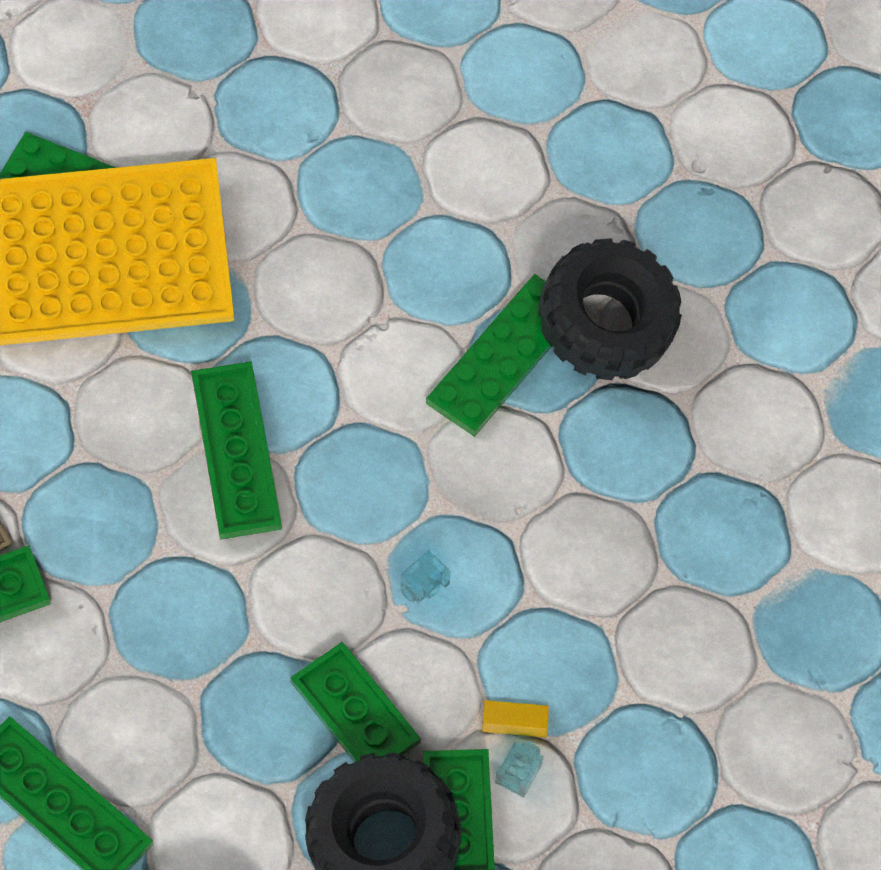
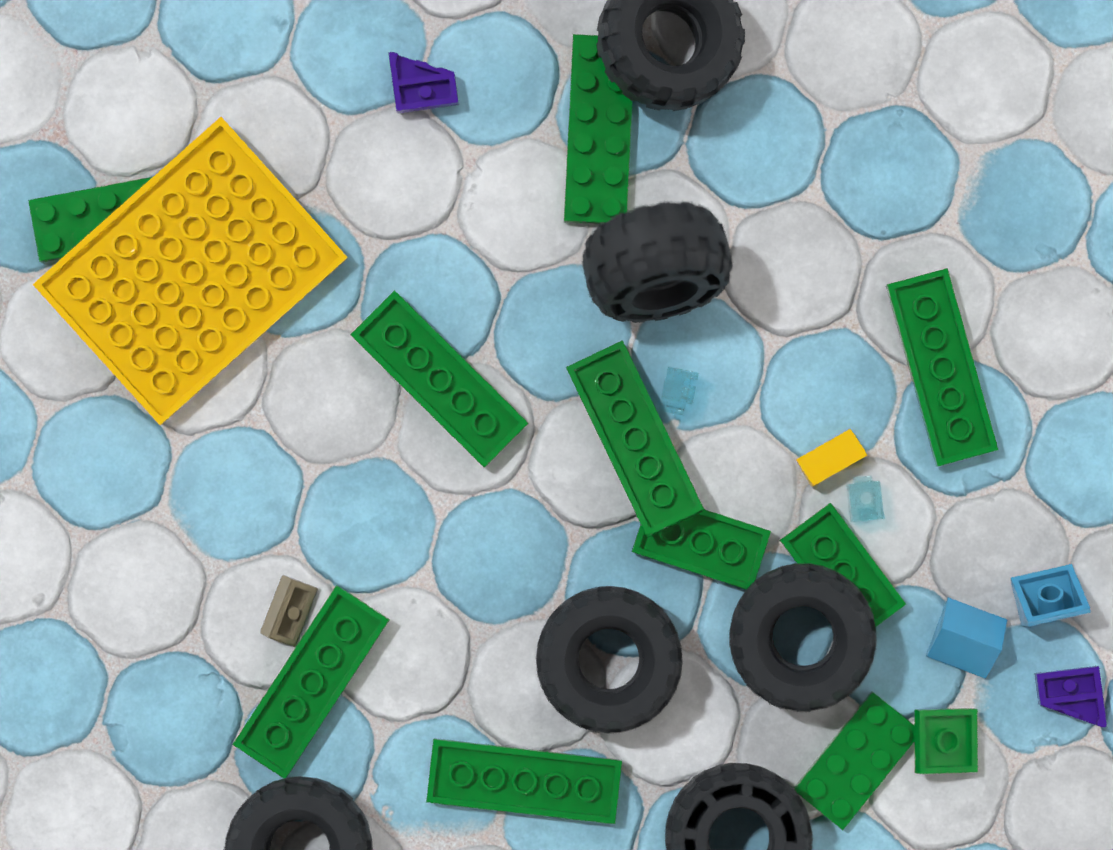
camera: 30 degrees left, 25 degrees up
(196, 700) = (620, 707): none -> black tyre
(359, 591) = (635, 439): none -> green plate
(387, 237) = (421, 86): none -> dark purple wing
(488, 425) = (657, 262): none -> black tyre
(661, 707) = (941, 367): none -> green plate

